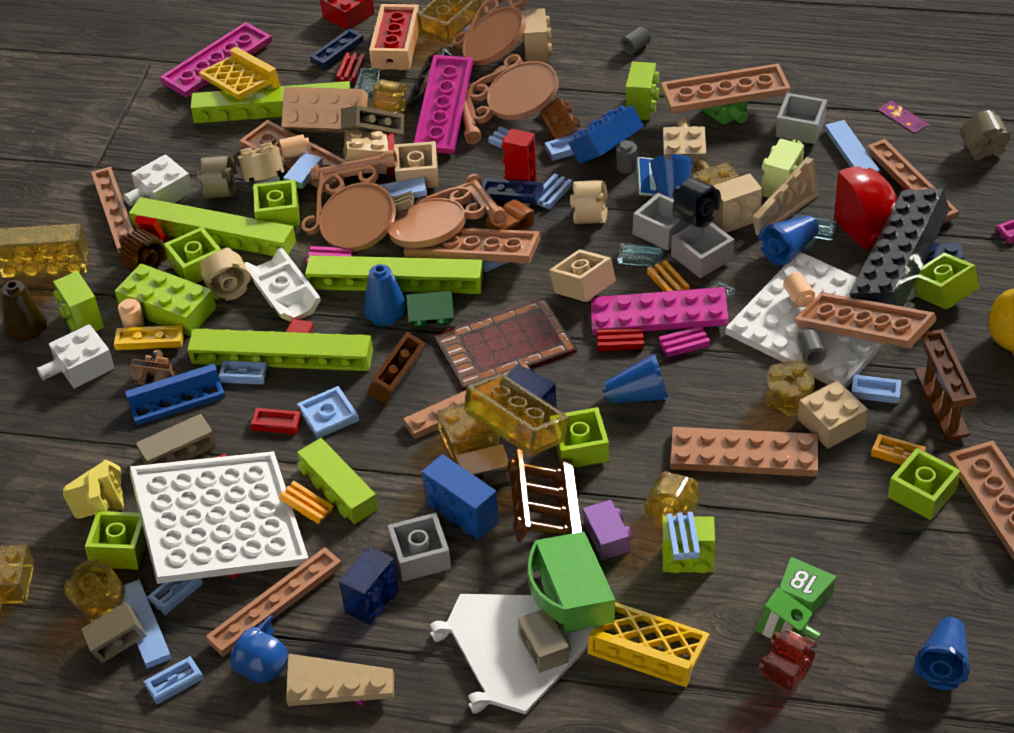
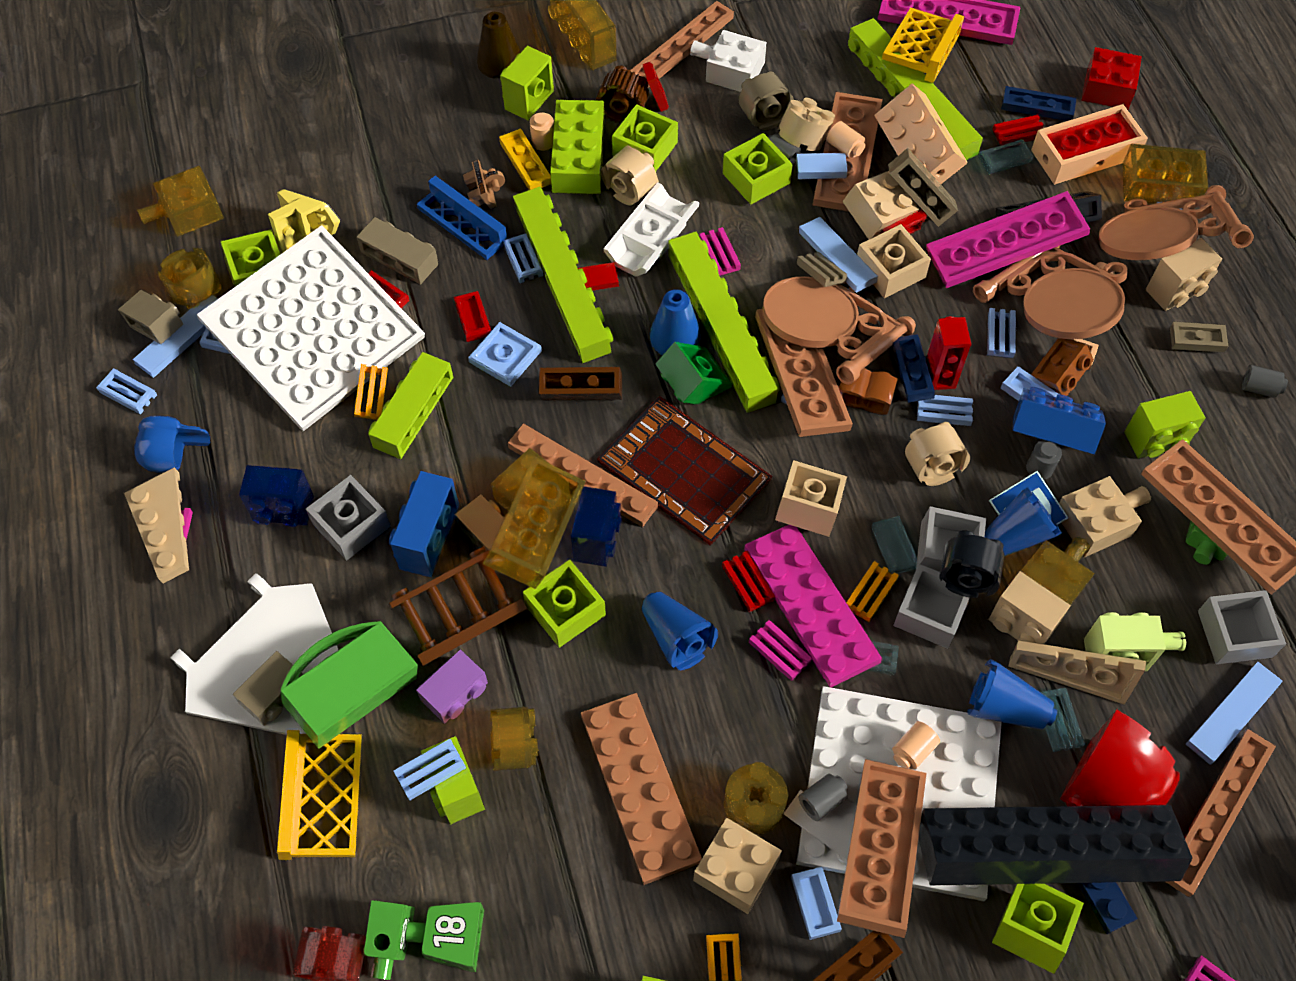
camera: 60 degrees right, 15 degrees up
(79, 357) = (468, 119): white brick -> none
(224, 228) = (699, 135): lime brick -> none
(275, 599) = (243, 426): nougat plate -> none
(355, 213) = (792, 241): nougat piece -> none
(389, 96) = (976, 186): clear yellow brick -> none
(582, 54) = (1199, 337): none -> dark tan plate

